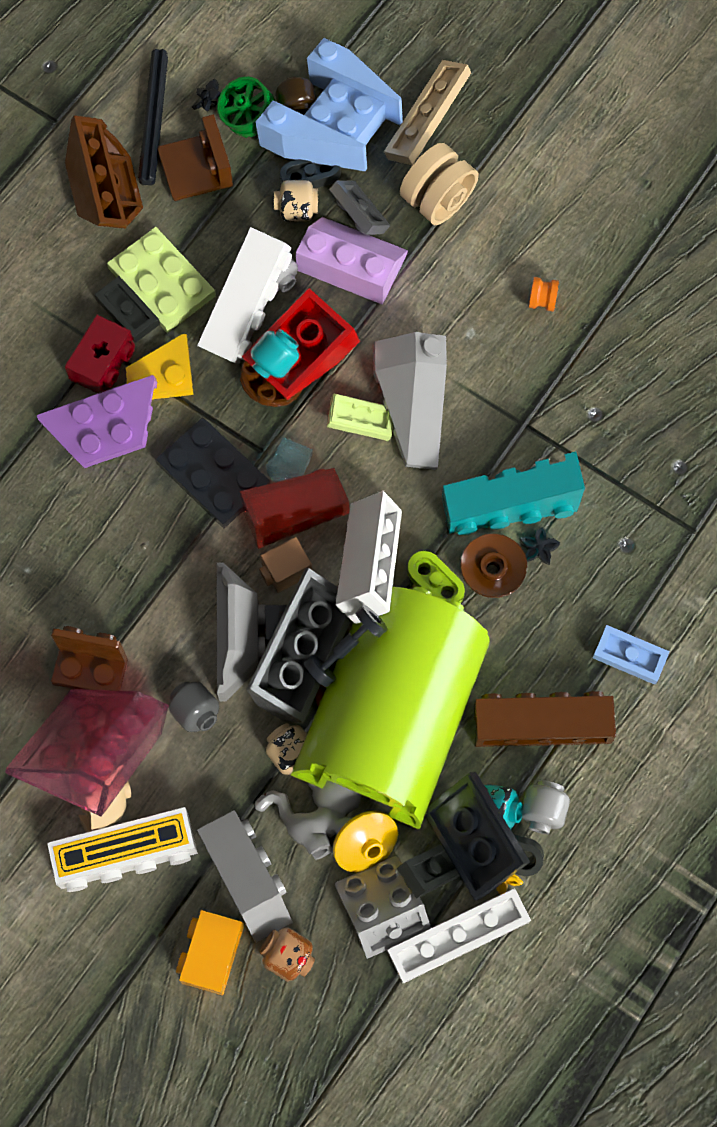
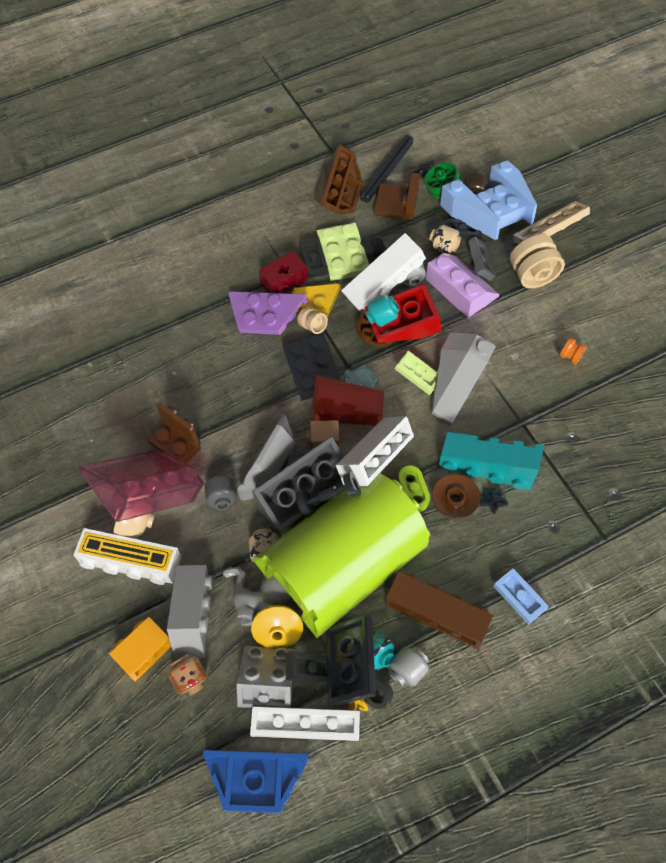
camera: 30 degrees right, 10 degrees down
(180, 406) = (312, 320): none -> tan wheel
(203, 254) = (373, 246): none -> black plate
(434, 1029) = (254, 779): none -> blue wing

